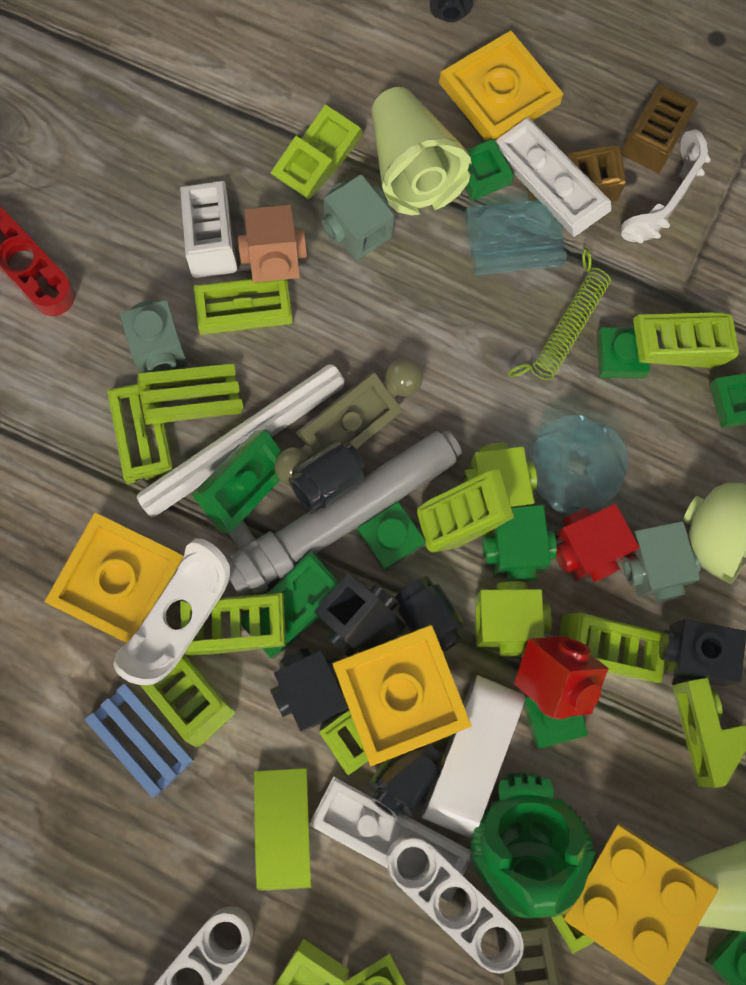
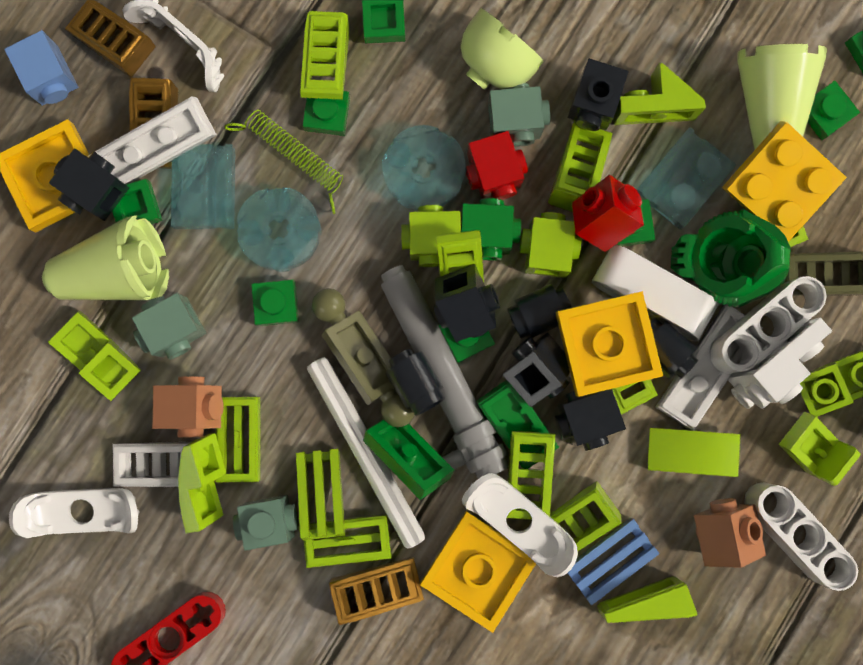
camera: 75 degrees left, 10 degrees up
(71, 430) = (347, 615): none -> pearl gold slope
(92, 798) = (656, 601): none -> lime slope
(148, 130) = (51, 512): none -> white piece
(182, 883) = (729, 534): none -> nougat brick
(189, 261) = (198, 496): none -> lime slope
(392, 918) = (781, 372): none -> white plate
(398, 324) = (275, 303): none -> green plate
(425, 518) = (465, 303): none -> black brick
(481, 342) = (278, 205): none -> clear light blue plate
(496, 115) = (88, 184): none -> black brick
(612, 64) = (41, 68): none -> medium blue brick
(622, 780) = (685, 178): none -> clear light blue plate

